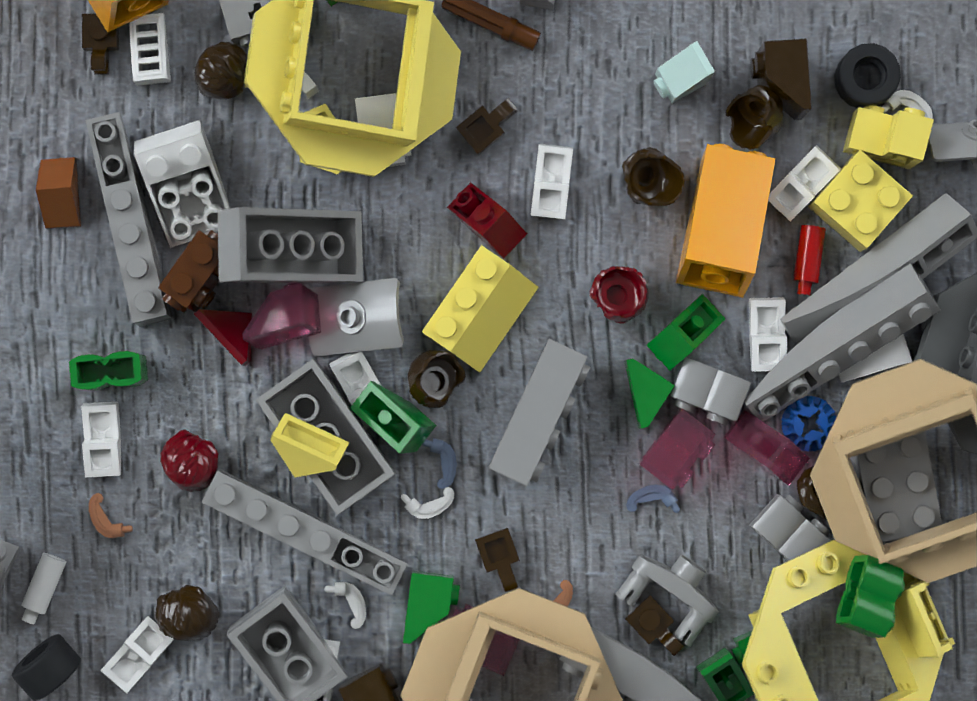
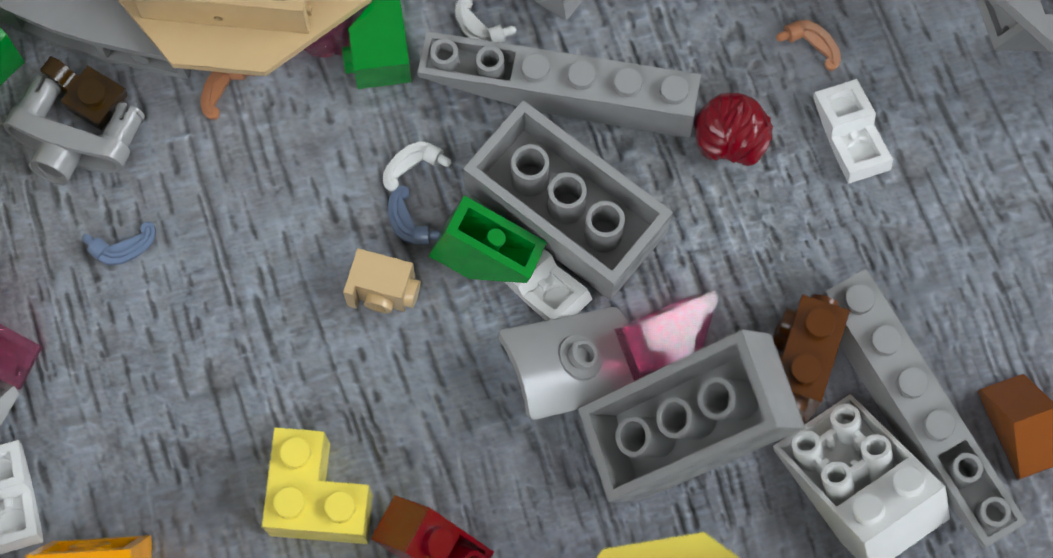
camera: 160 degrees right, 15 degrees down
(101, 372) = (879, 206): green brick -> none
(228, 330) = (739, 302): dark red slope -> none
(306, 447) = (585, 167): light yellow slope -> none
(434, 377) = (447, 314): dark brown hair -> none
(473, 413) = (381, 283): none -> tan brick
(480, 309) = (412, 421): light yellow slope -> none
(498, 553) = (304, 122): dark brown plate -> none
(538, 413) = (293, 299): light grey brick -> none
(565, 268) = (303, 502): none -> light yellow brick
(620, 293) = (221, 492): dark red hair -> none
(647, 391) = (154, 374): green slope -> none
(677, 450) = (99, 309): clear pink brick -> none
(686, 332) = (118, 466): green slope -> none
(709, 390) = (71, 397): light grey brick -> none

